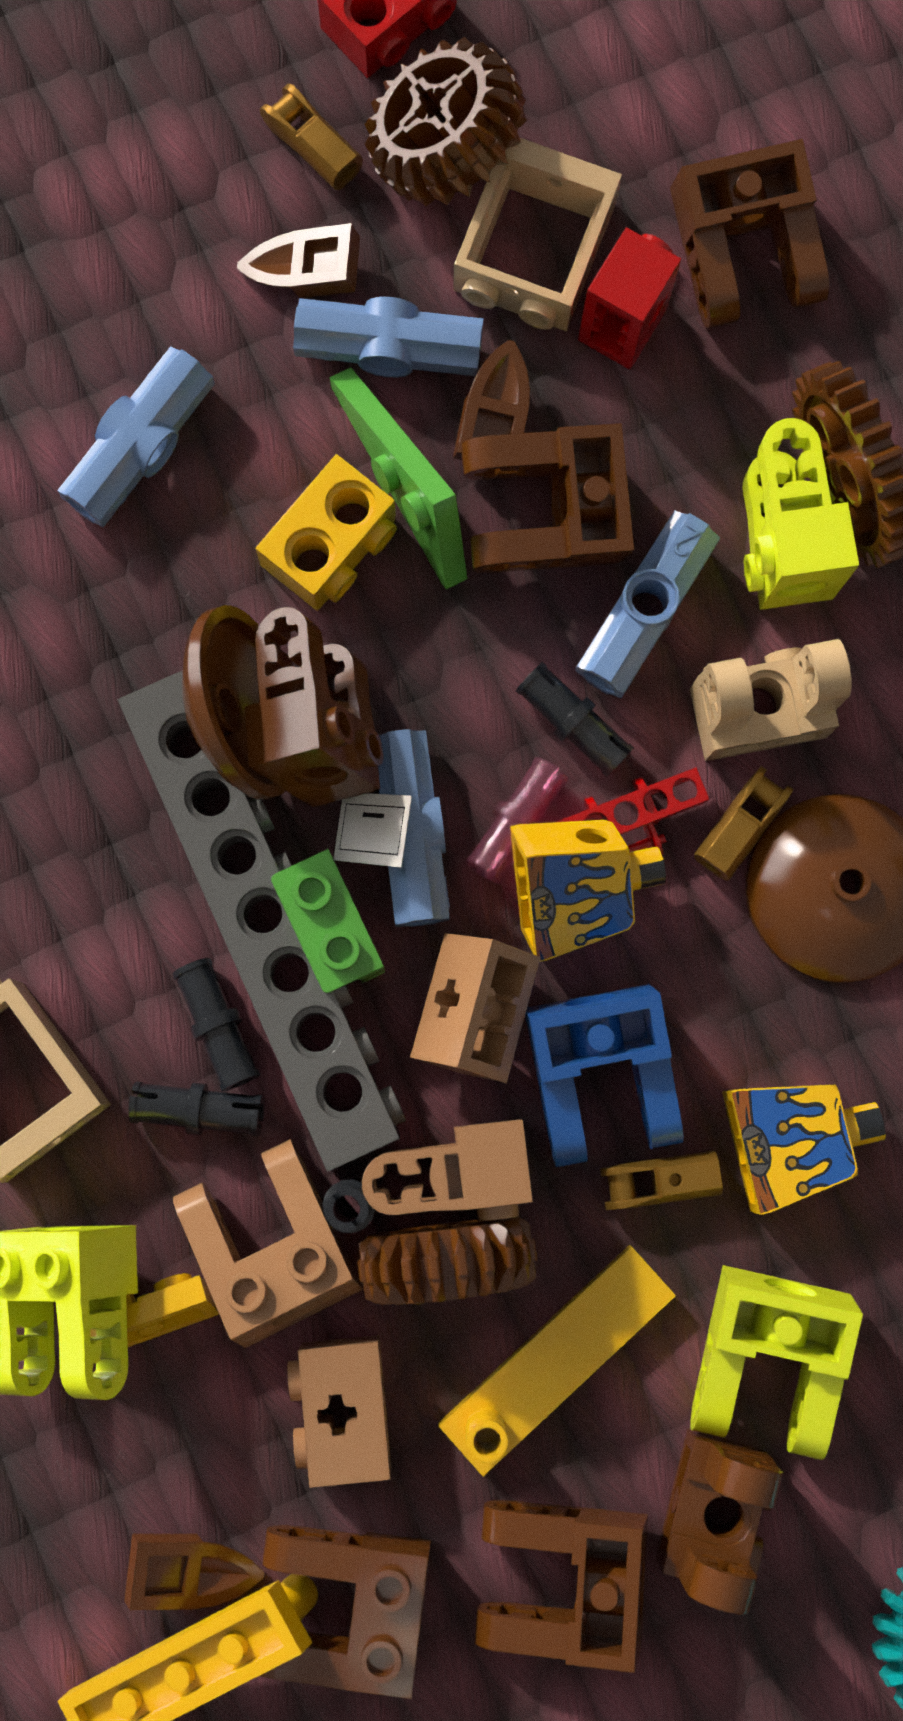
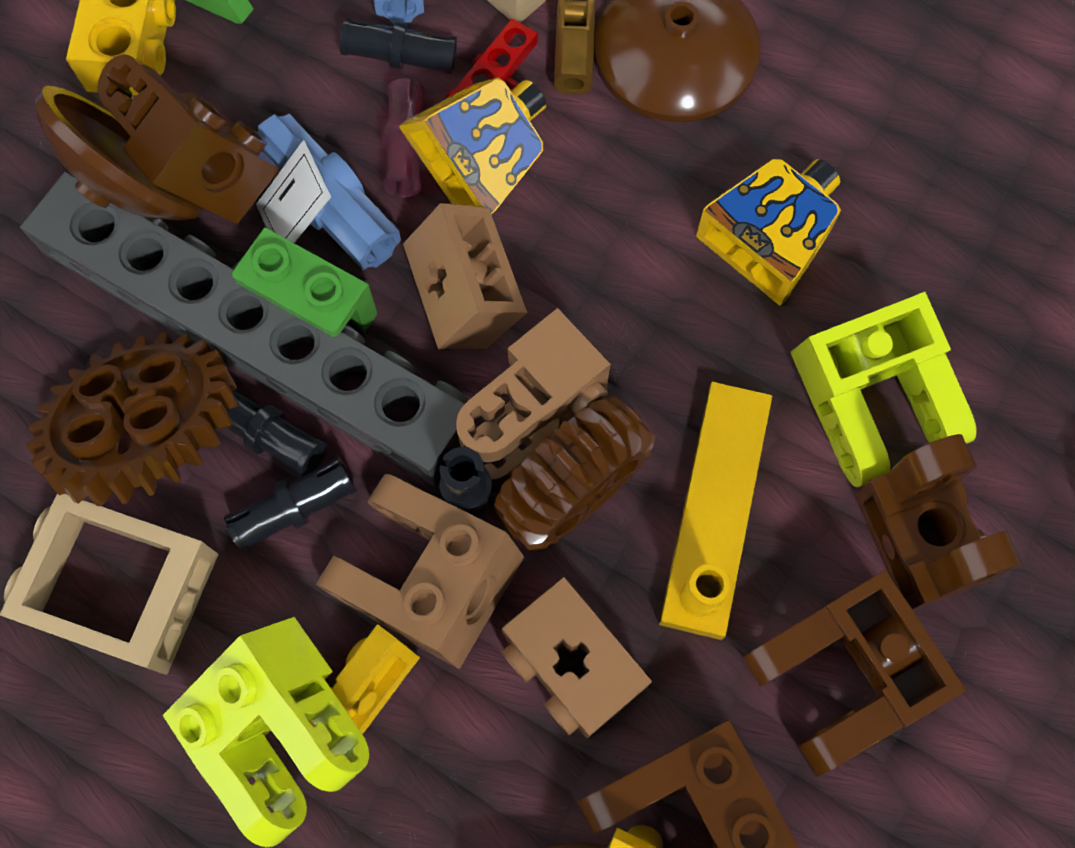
camera: 30 degrees left, 10 degrees down
(63, 926) = (132, 418): none -> reddish brown gear
(599, 1032) = (572, 235): blue brick -> none
(672, 1180) = (702, 316): pearl gold bar -> none

